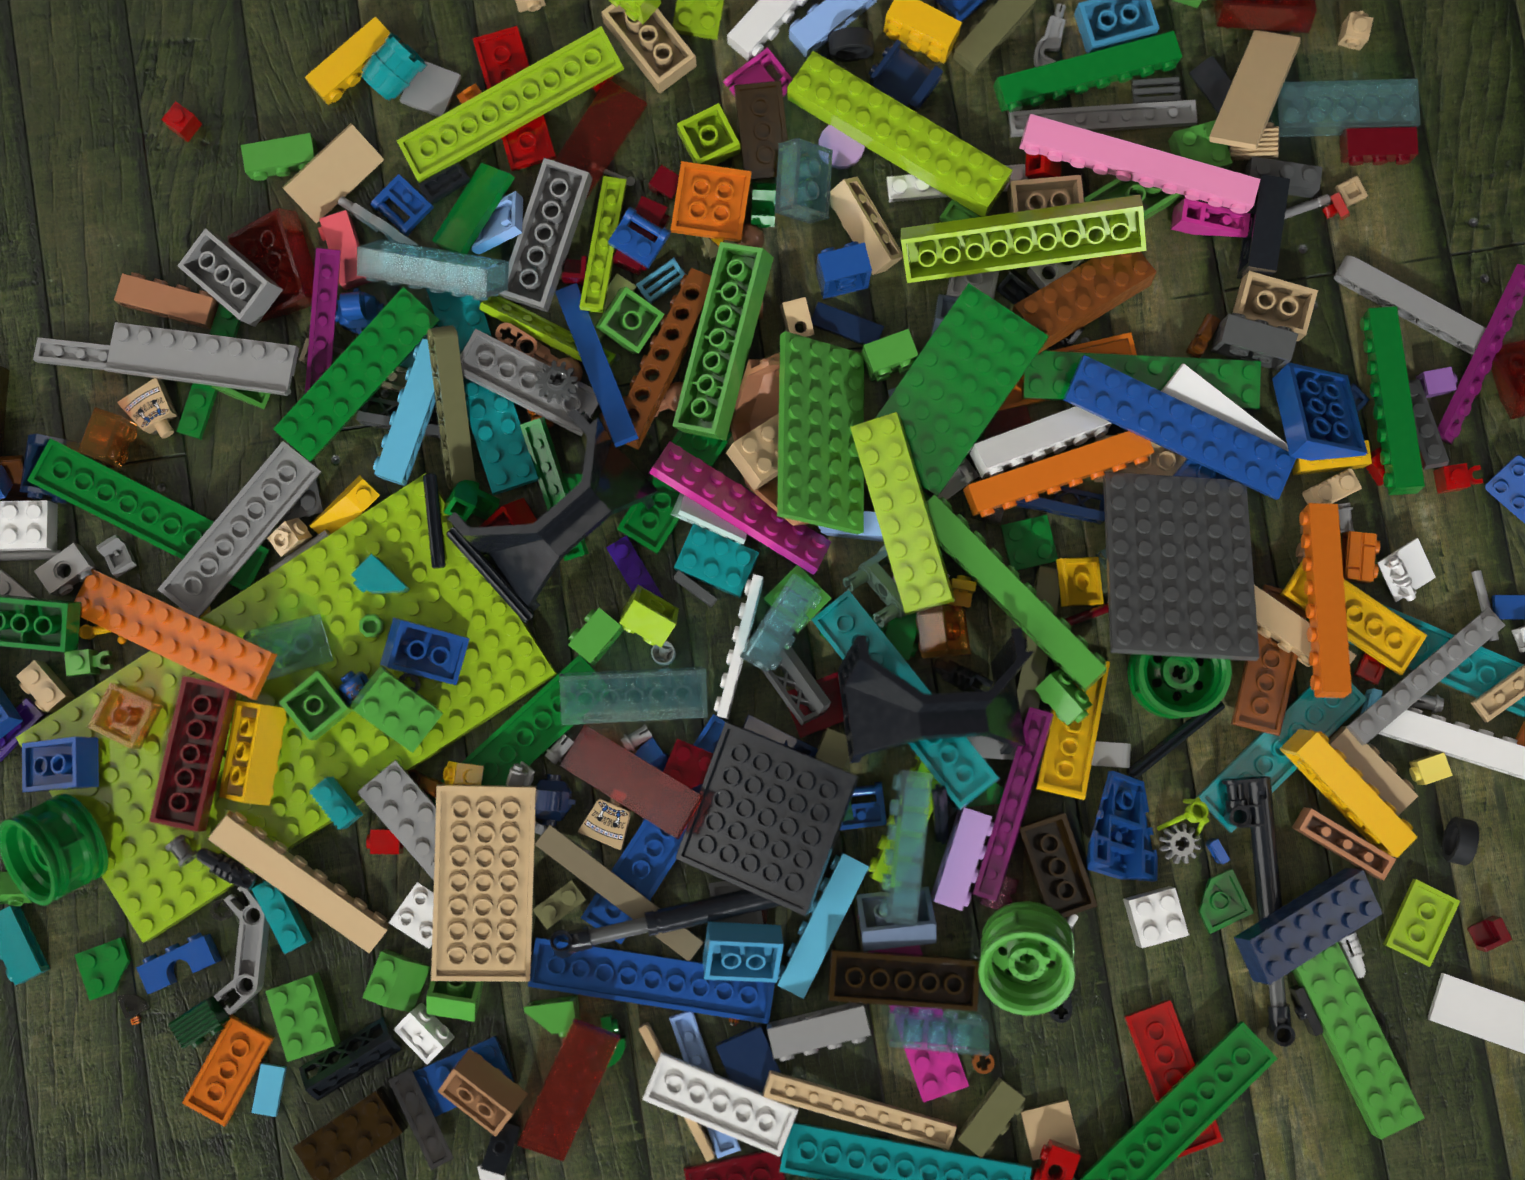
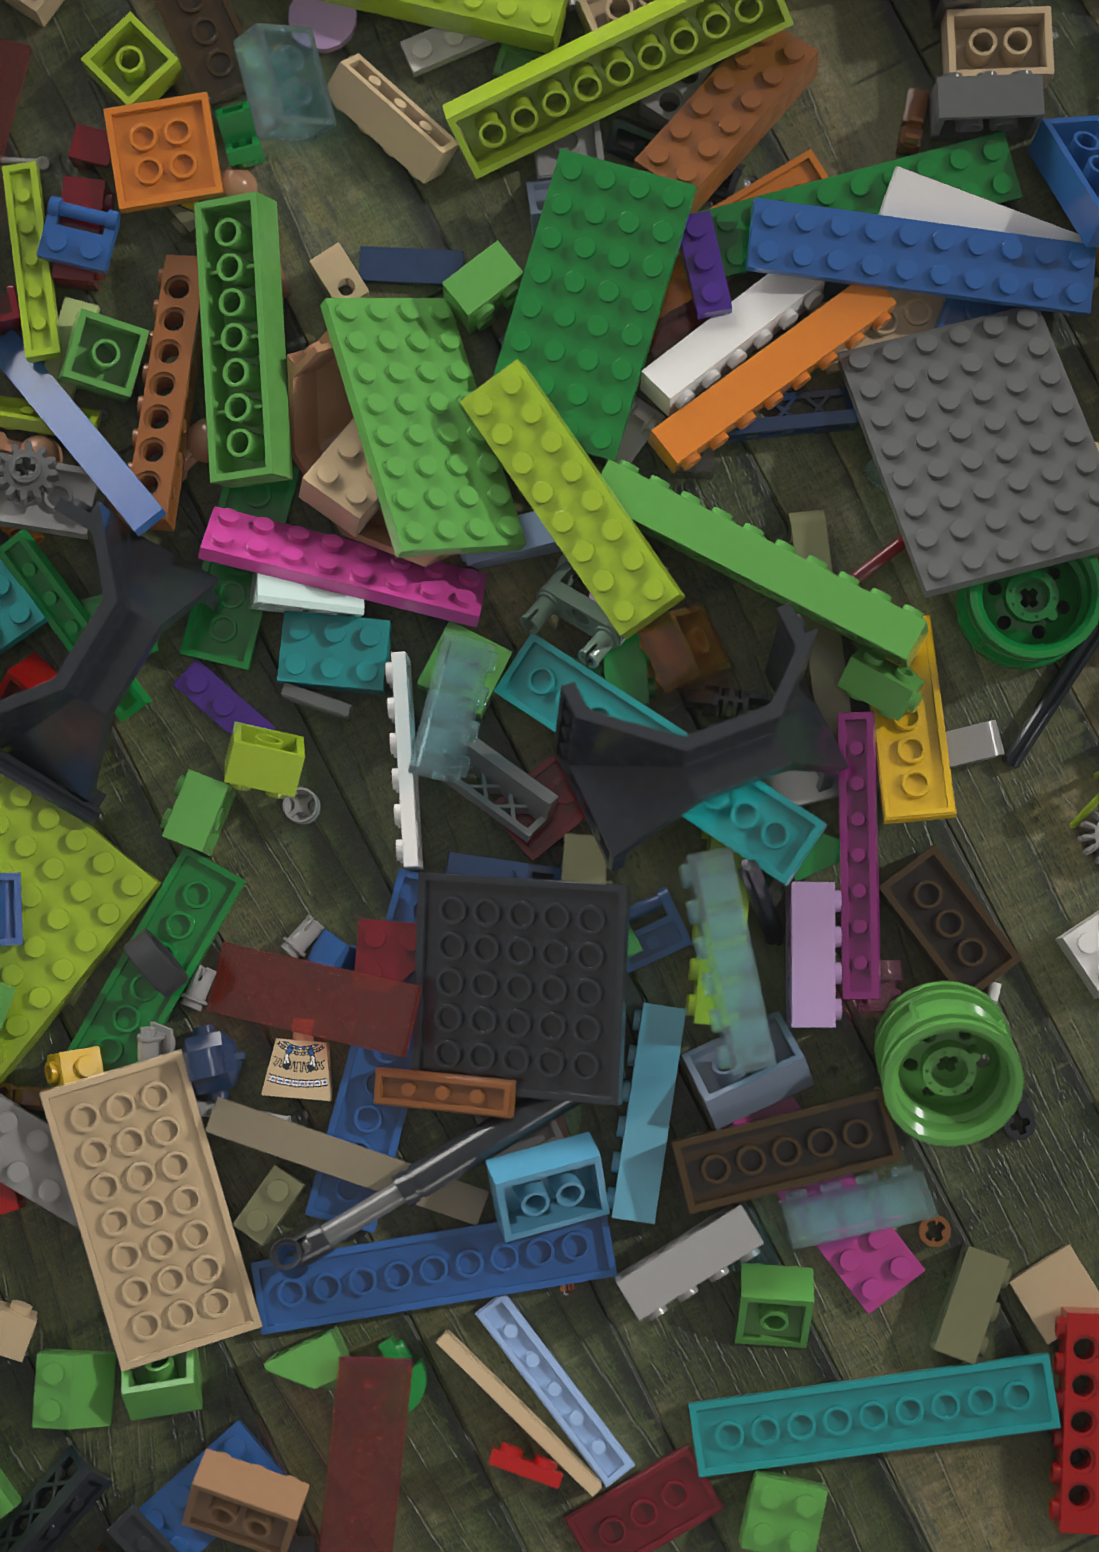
camera: 15 degrees left, 0 degrees up
(416, 915) = (71, 1287): white hinge -> none
(423, 1033) = (136, 1449): white bracket -> none
(537, 725) = (156, 963): none -> black tyre
(633, 695) = (277, 878): clear light blue brick -> none
(651, 299) = (121, 279): medium azure tile -> none
(677, 1132) = (539, 1469): none -> red plate
(696, 869) = (444, 1092): none -> dark orange tile
(720, 1104) = (585, 1409): white tile -> none
(748, 1058) = (609, 1340): dark blue panel -> none
(843, 270) = (380, 188): blue brick -> none
(859, 1110) = (782, 1353): tan plate -> none
(865, 1073) = (774, 1305): none -> bright green slope
(962, 590) = (693, 583): yellow bracket -> none
(1029, 543) = (764, 487): green plate -> none
(1037, 389) = (705, 267): none -> dark purple plate
(1080, 581) = (852, 517): yellow tile -> none
(1121, 834) = (1022, 850): blue wedge -> none

